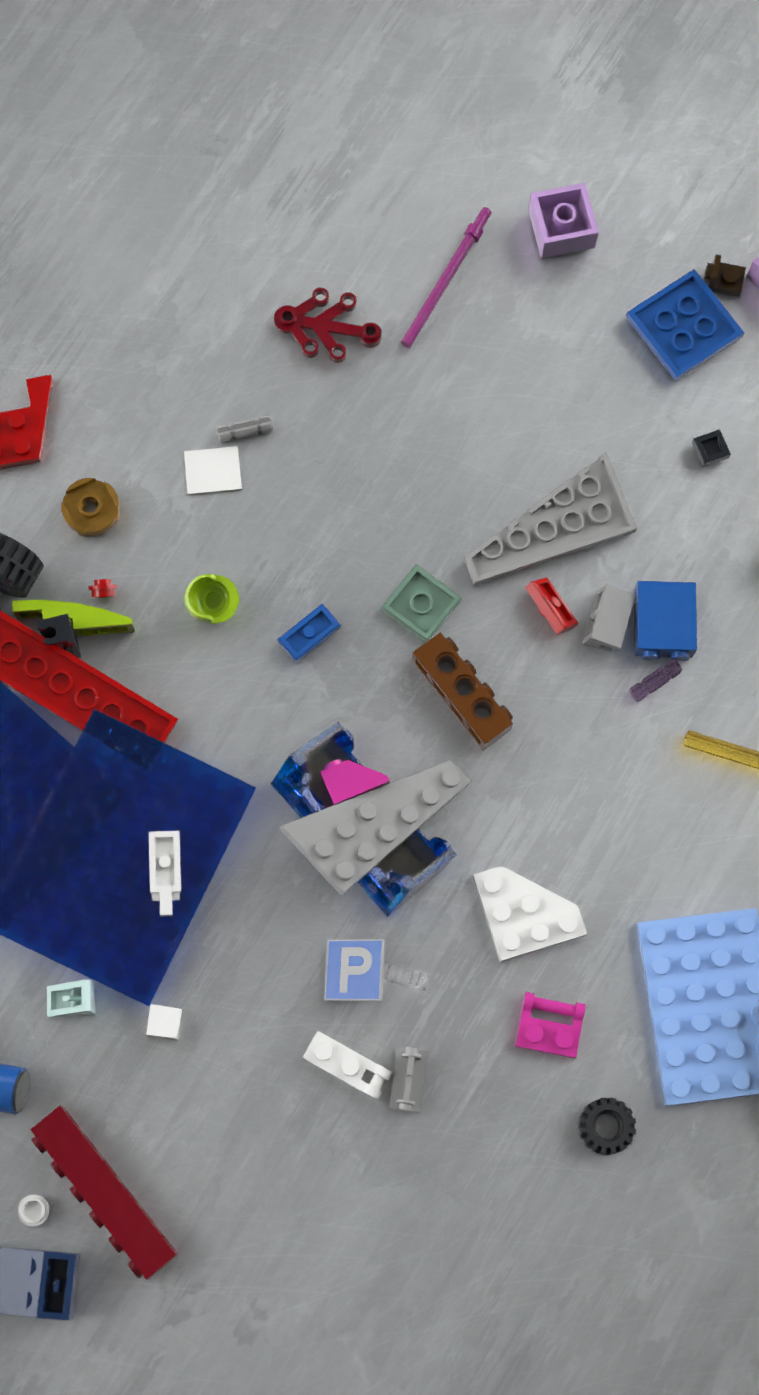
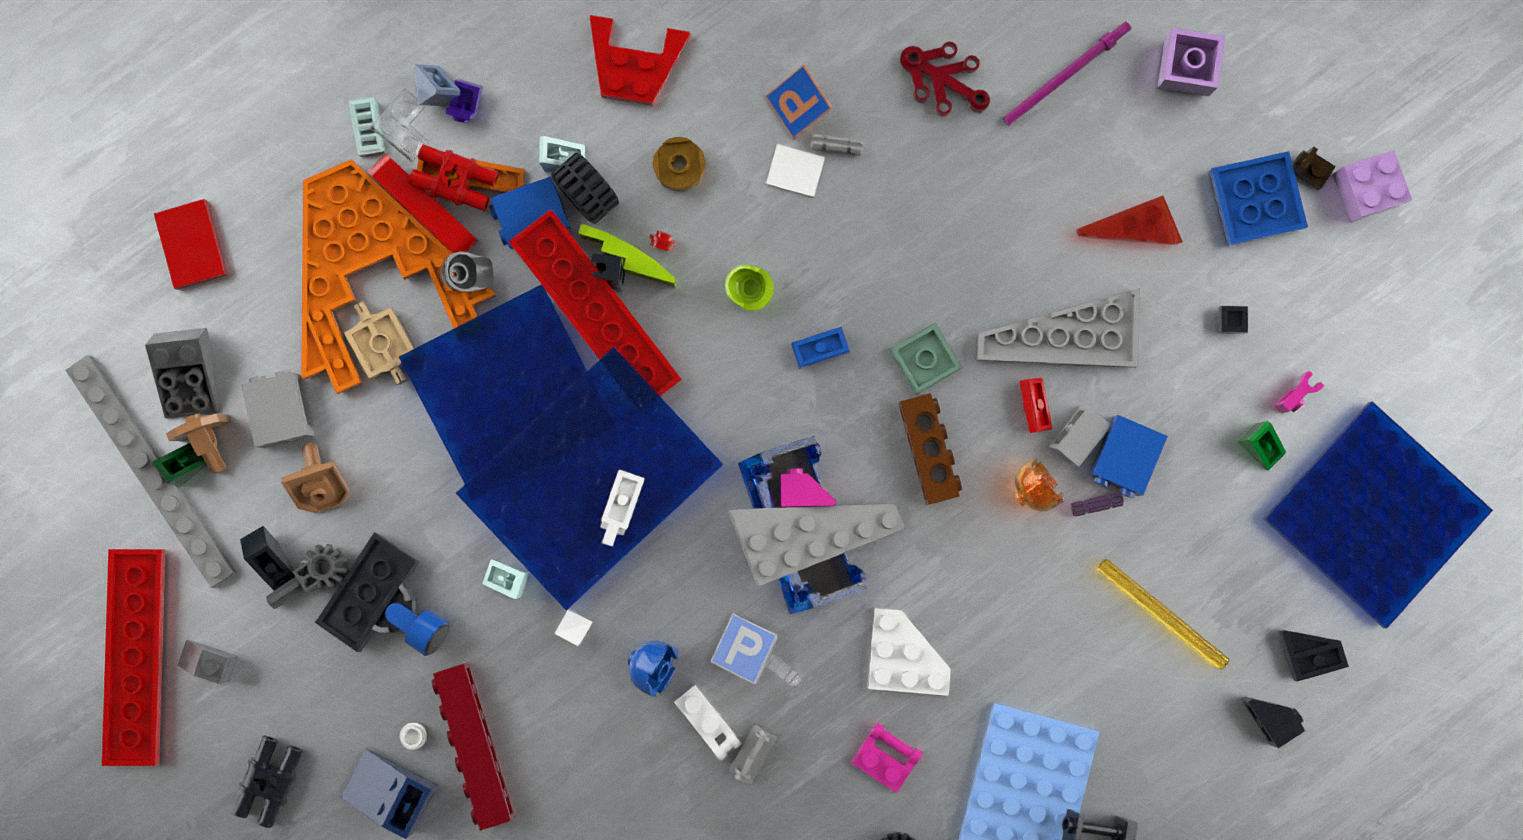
camera: 30 degrees right, 10 degrees up
(189, 400) = (799, 102): none -> blue piece
(263, 1027) = (651, 666): none -> blue cylinder
(581, 390) = (1142, 223): none -> clear red wing
(587, 685) = (1036, 487): none -> clear orange cylinder

